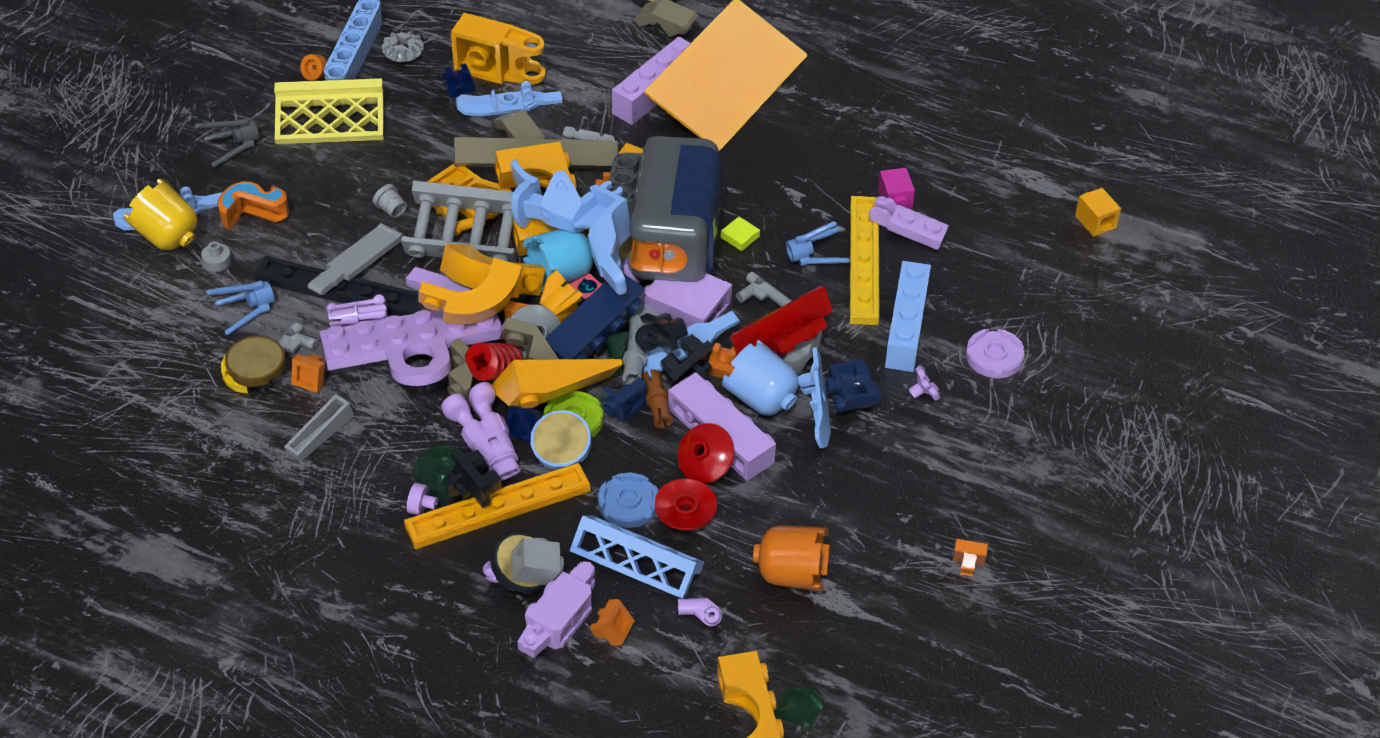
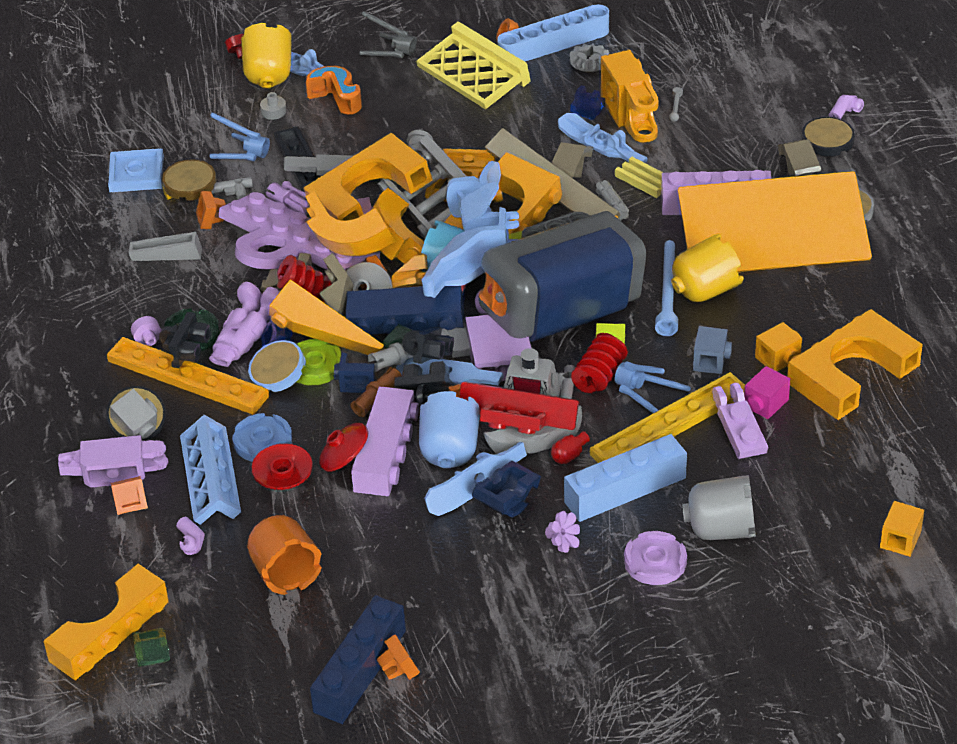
camera: 55 degrees right, 5 degrees down
(107, 228) = (234, 45): none -> red tile
(184, 391) = (136, 170): none -> light blue tile
(410, 222) = (384, 159): none -> light orange arch
(582, 106) = (648, 180): none -> light yellow tile
(742, 134) = (706, 270): none -> yellow cylinder
(756, 299) = (532, 374): none -> light grey torso
(760, 193) = (666, 321): none -> light blue piece
(771, 254) = (599, 363): none -> red piece
(820, 190) = (711, 350): none -> sand blue brick
(837, 328) = (569, 447): none -> red cylinder
(857, 155) = (778, 346): none -> light orange brick
(905, 105) = (864, 337): none -> light orange arch
(950, 579) = (355, 660): none -> dark blue brick
(1000, 282) = (721, 509): none -> light grey cylinder

